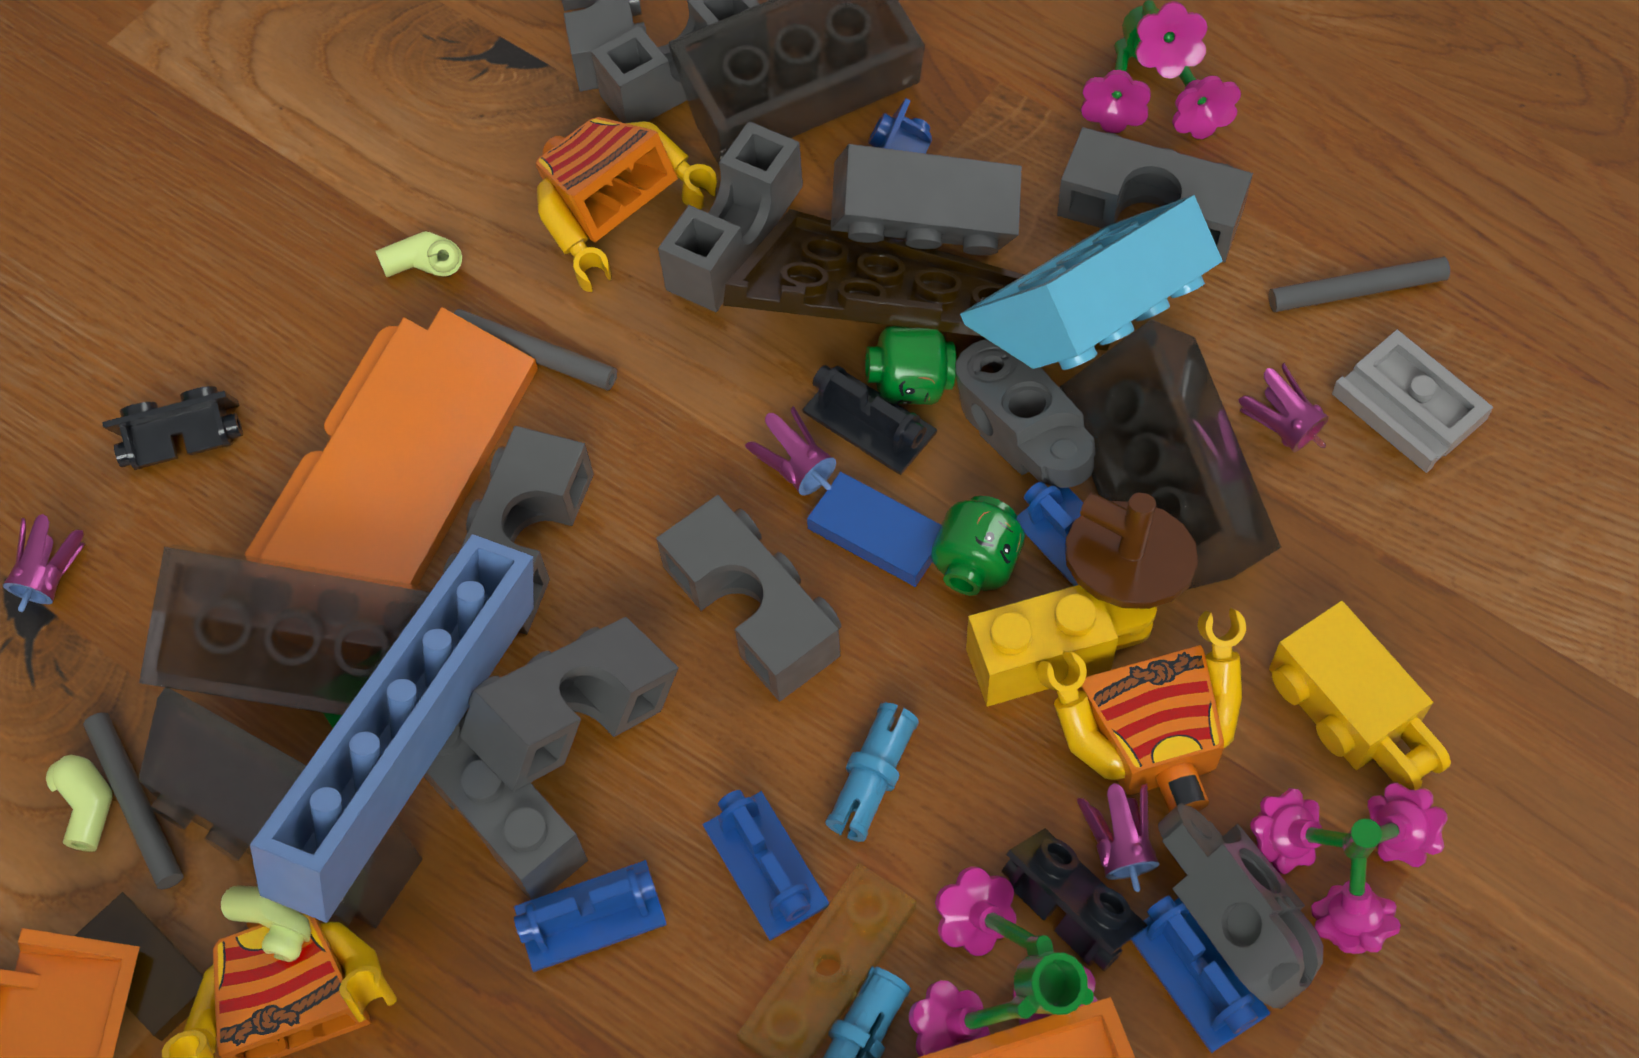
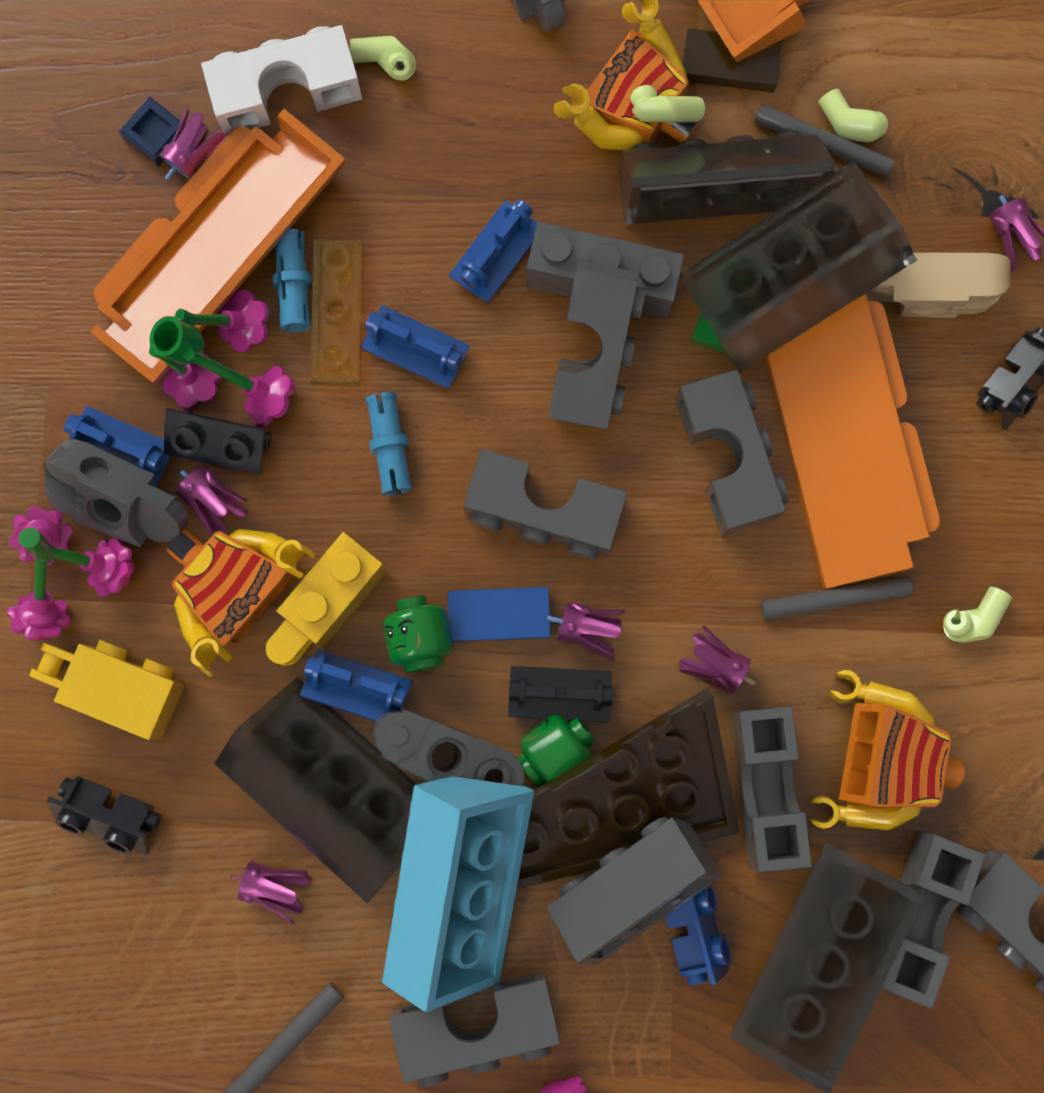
camera: 140 degrees right, 20 degrees up
(138, 530) = (946, 284): none -> tan piece
(392, 731) = (664, 228): medium blue brick -> none
(689, 339) = (723, 666): none -> flat silver piece
(1130, 552) = (303, 679): reddish brown shield -> none
(1412, 400) = (189, 957): light grey plate -> none
(1454, 595) = (85, 810): none -> black hinge

